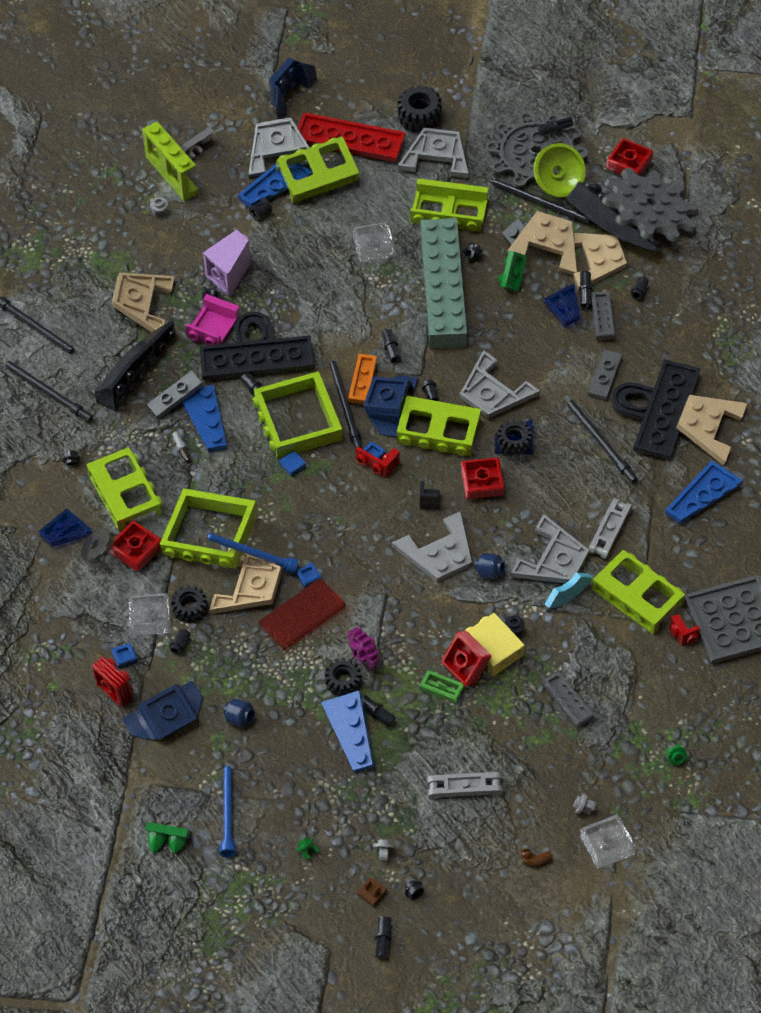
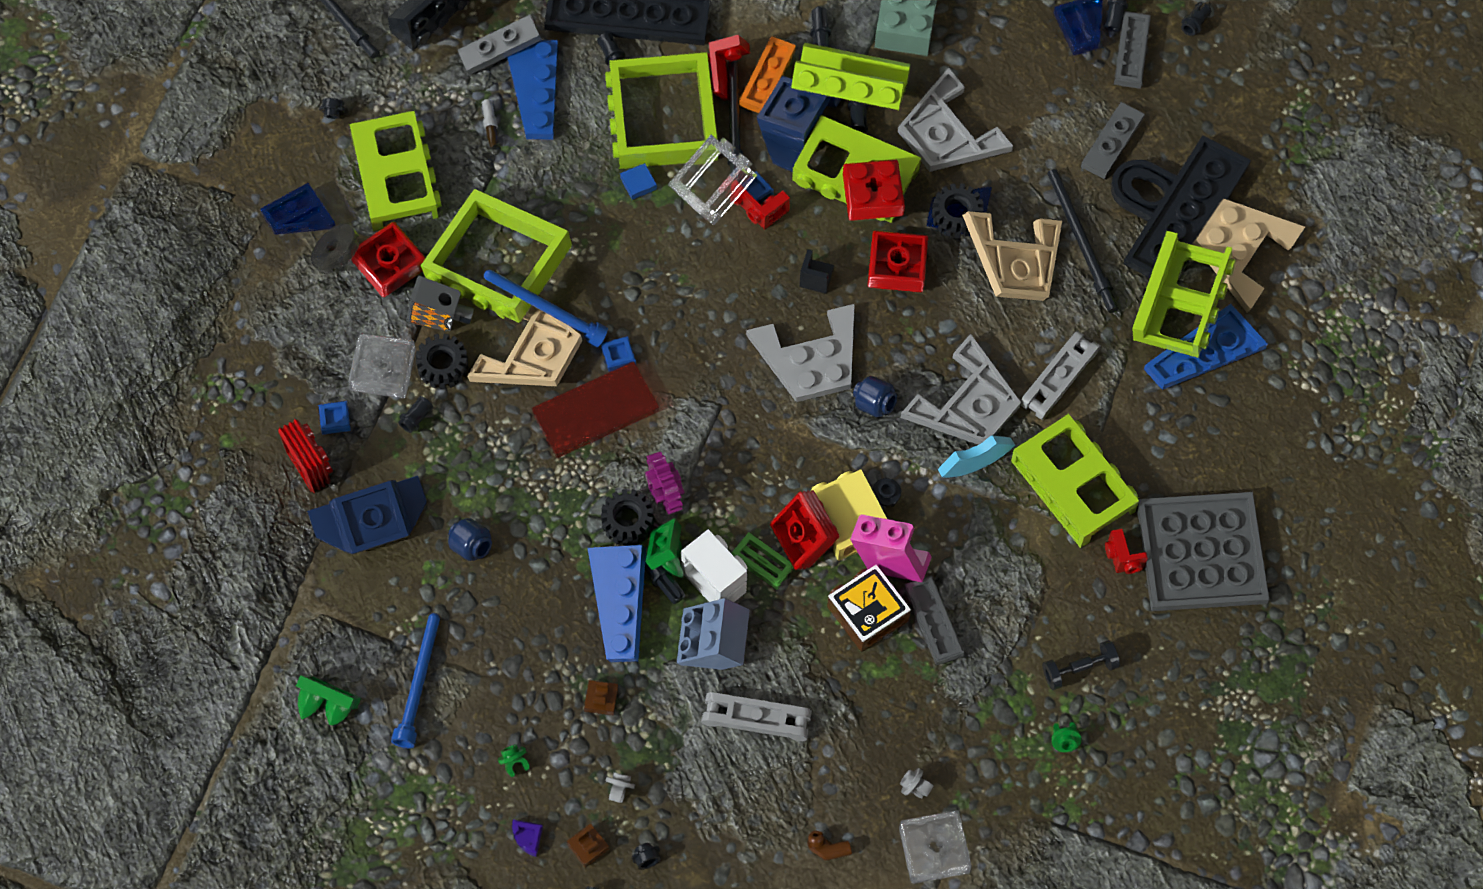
camera: 10 degrees right, 10 degrees up
(177, 568) = (436, 305): none -> dark grey torso
(328, 368) = (720, 51): none -> red bracket
(328, 895) = (527, 836): none -> dark purple tile
(355, 795) = (601, 697): none -> reddish brown tile
(357, 455) = (727, 192): none -> clear window
(374, 690) = (666, 548): none -> green tile
(412, 696) = (714, 568): none -> white piece
(420, 367) = (851, 76): none -> lime window
(422, 739) = (713, 635): none -> sand blue slope
(445, 430) = (865, 204): none -> red brick
(522, 700) = (868, 607): none -> piece
(526, 656) = (889, 547): none -> dark pink panel
(561, 466) = (1016, 267): none -> tan wing
(657, 716) = (1108, 655): none -> black wheel
(666, 462) = (1165, 293): none -> lime window

